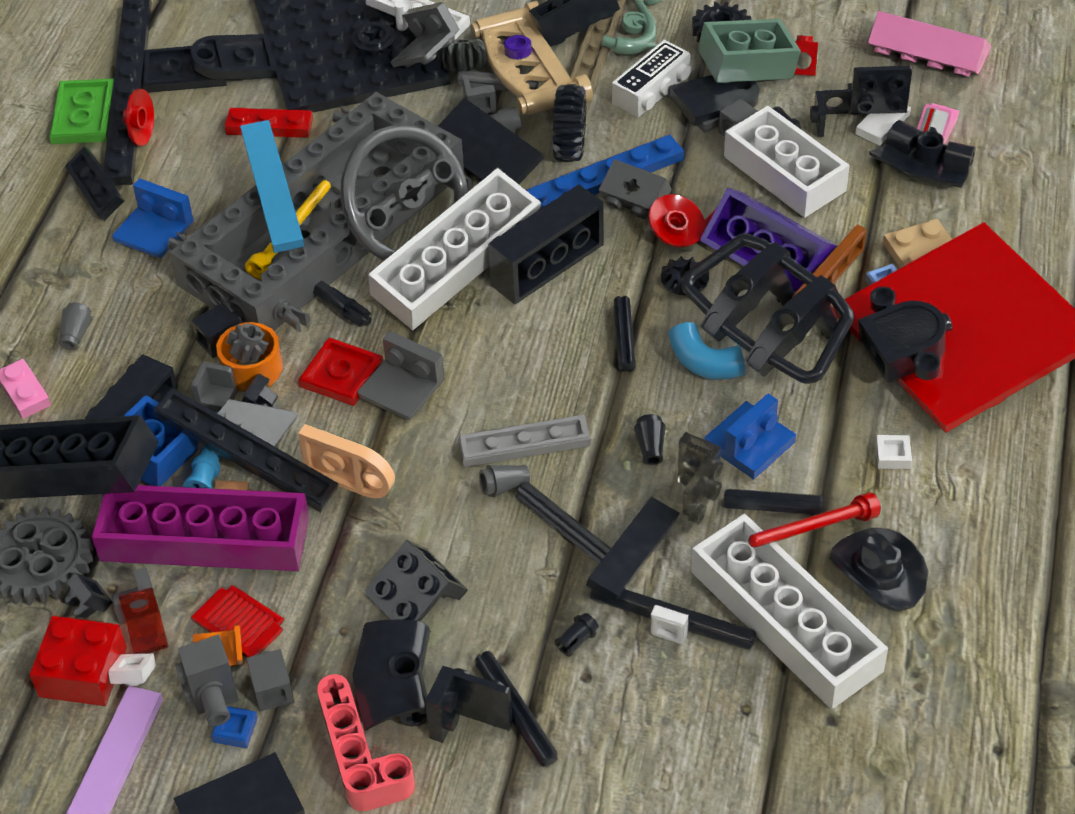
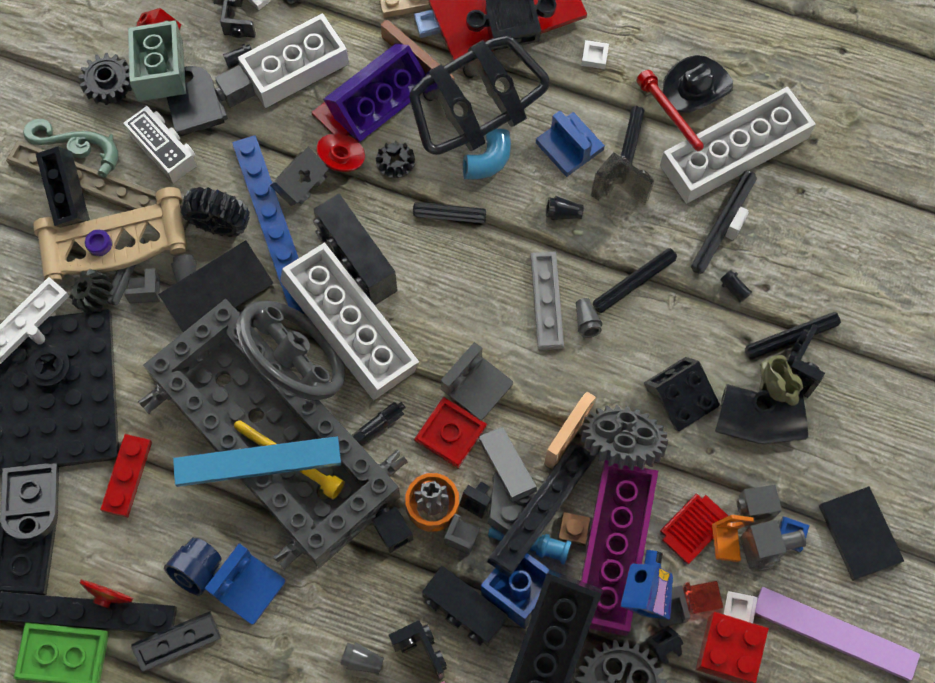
camera: 85 degrees left, 20 degrees up
(77, 365) = (407, 637): none -> black bracket
(138, 542) = (649, 588): none -> blue torso
(170, 171) = (193, 566): none -> dark blue piece
(291, 417) = (507, 464): none -> tile
(338, 515) = (624, 437): none -> dark grey gear
(352, 741) = (816, 444): coral beam -> none
(420, 667) = (780, 381): none -> olive animal
(433, 30) = (76, 316): dark grey bracket -> none
(632, 549) = (670, 235): black tile -> none

